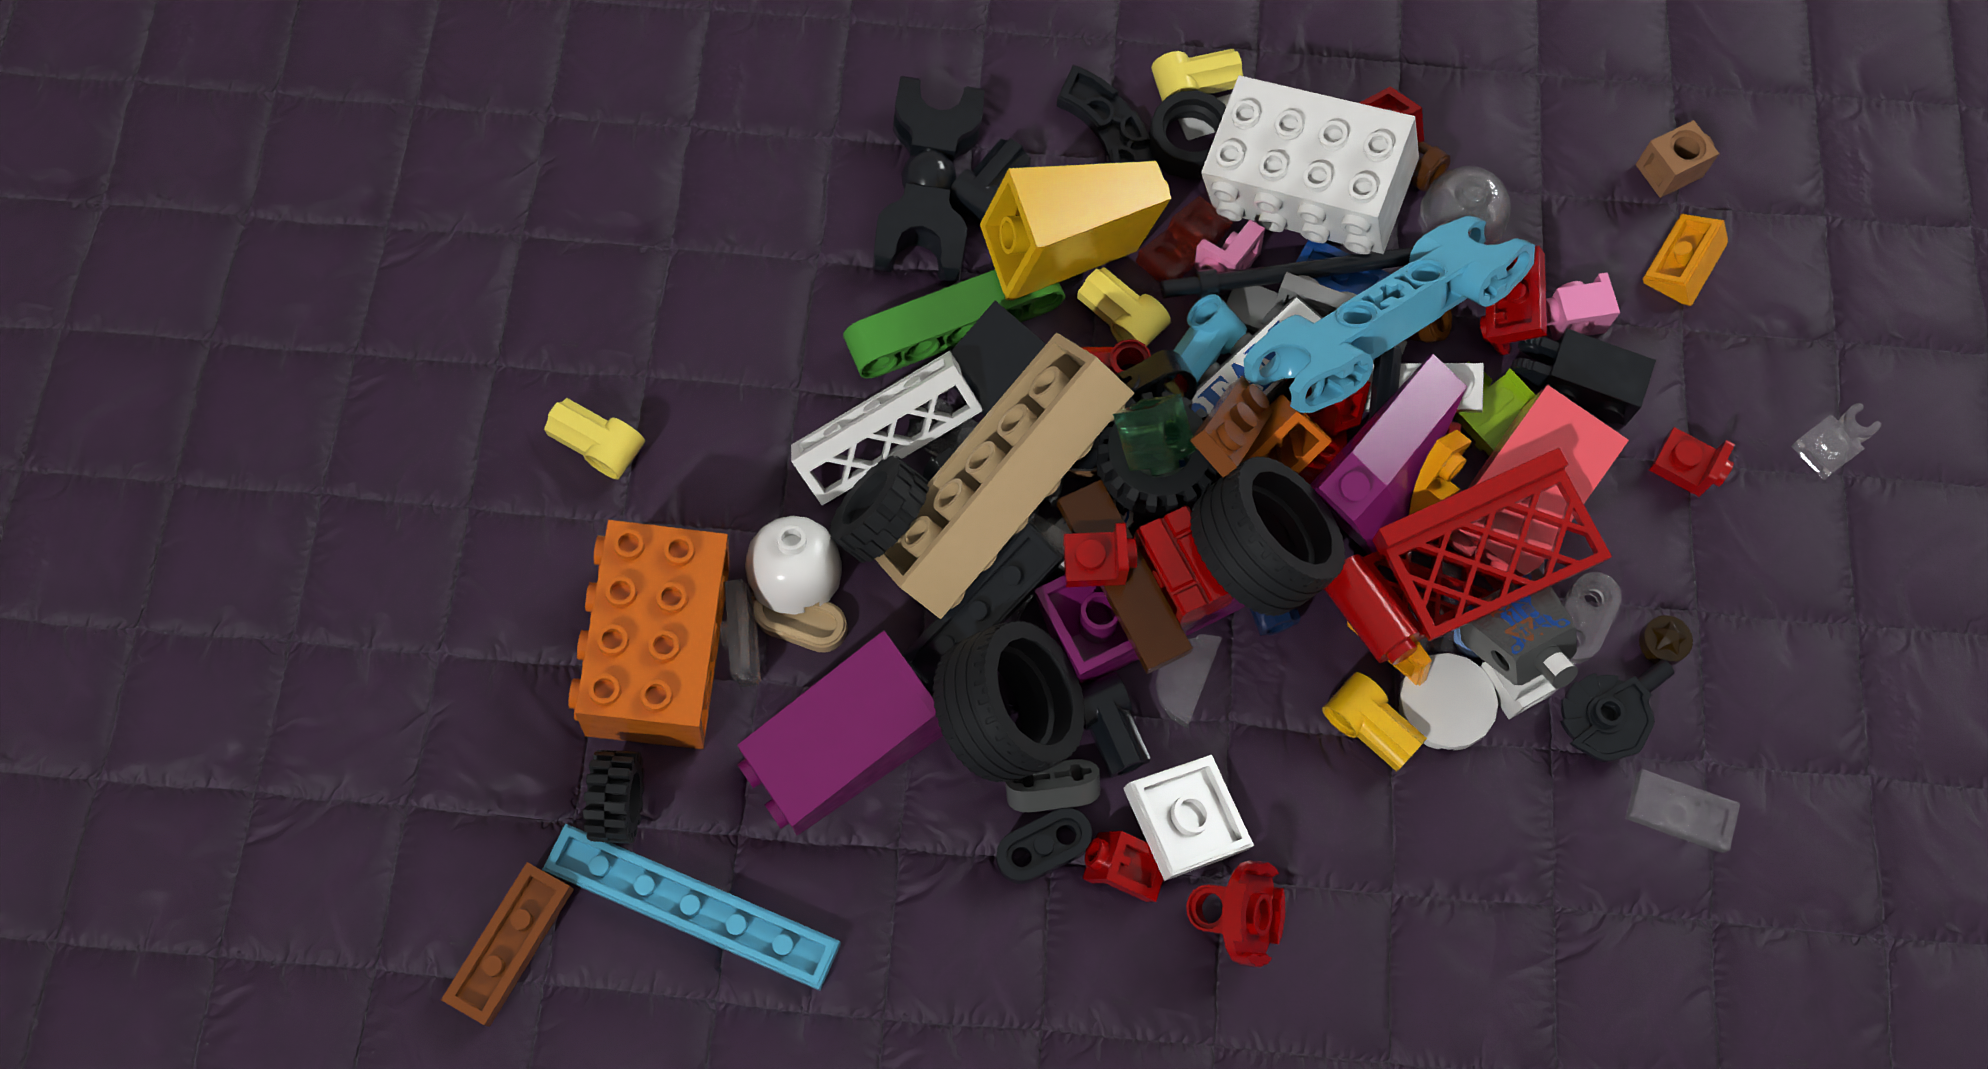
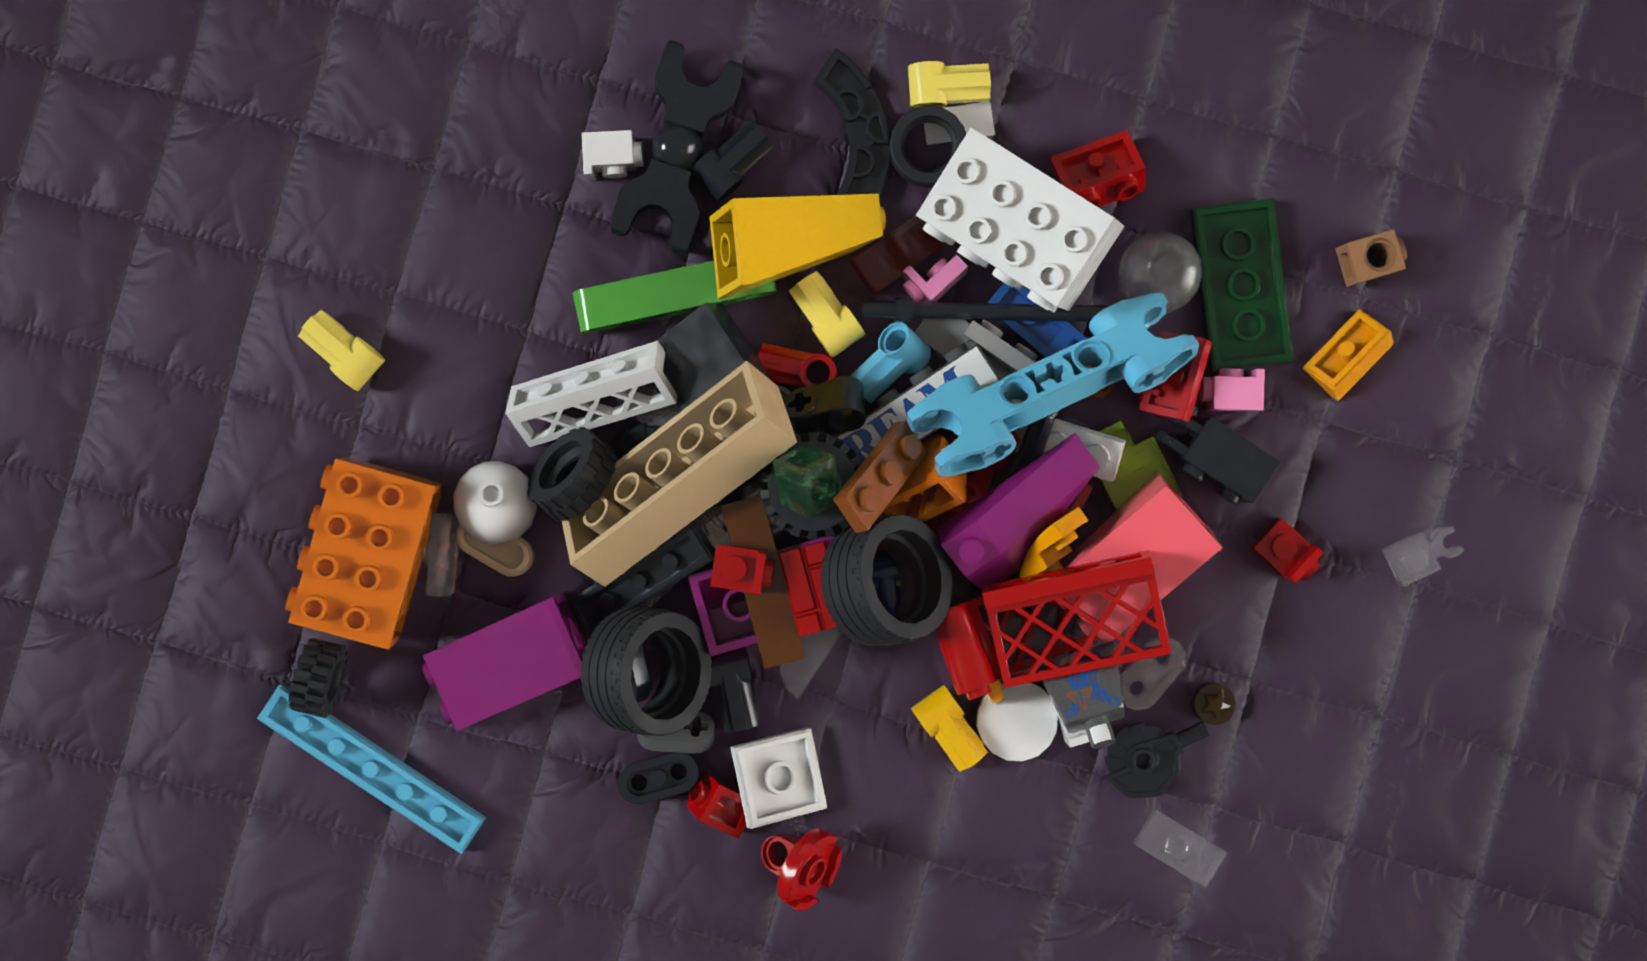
camera: 15 degrees right, 20 degrees up
(507, 944) = (223, 773): dark orange plate -> none
(859, 193) = (611, 153): none -> white brick
(1430, 166) = (1138, 225): reddish brown tile -> none
(1555, 207) = (1242, 284): none -> dark green tile

